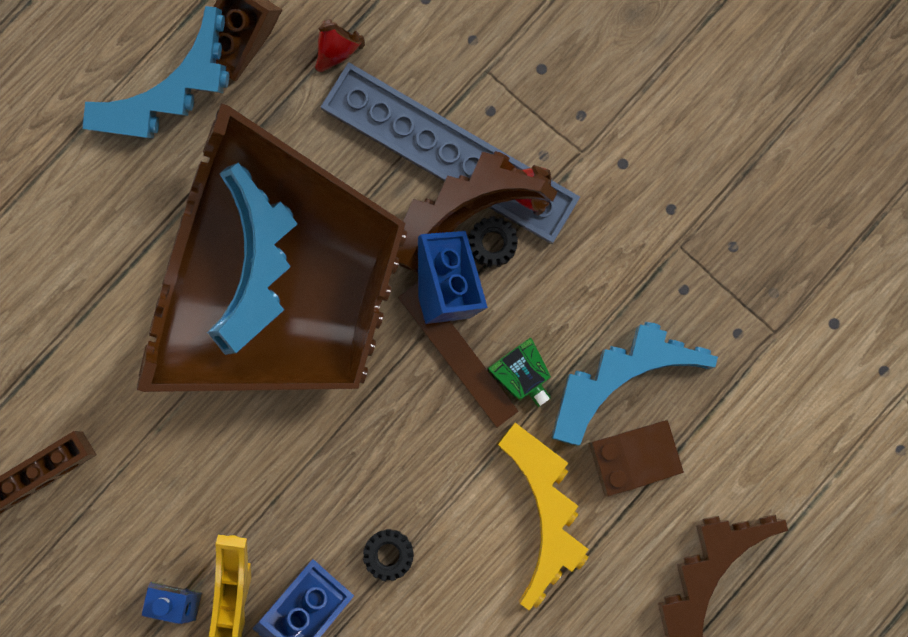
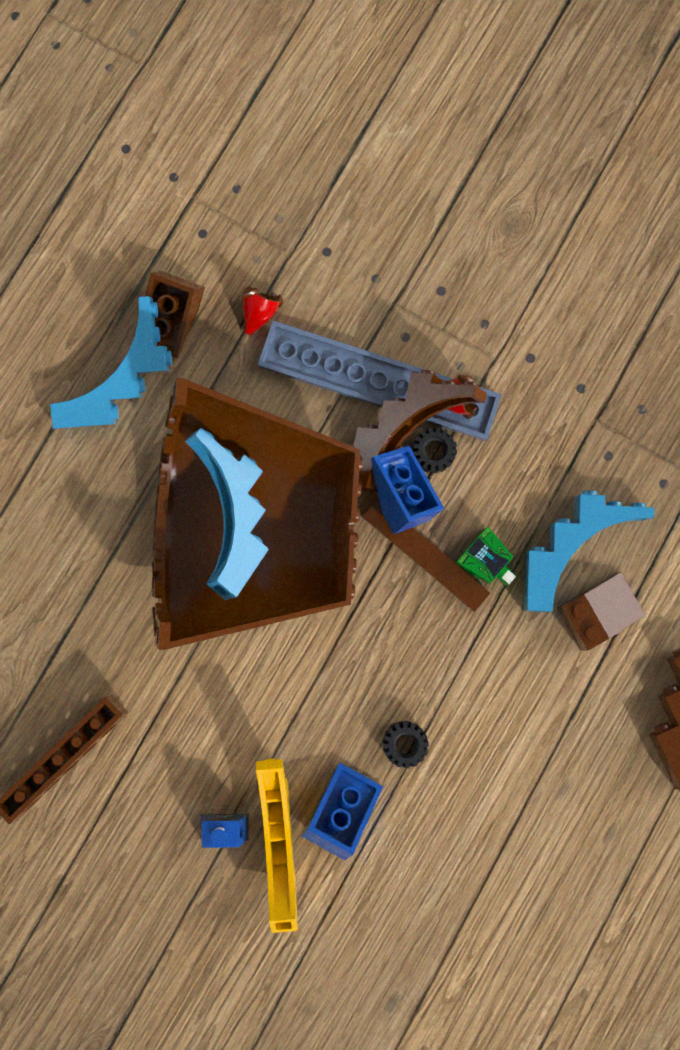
camera: 10 degrees left, 0 degrees up
(555, 510) = (542, 673): yellow arch -> none

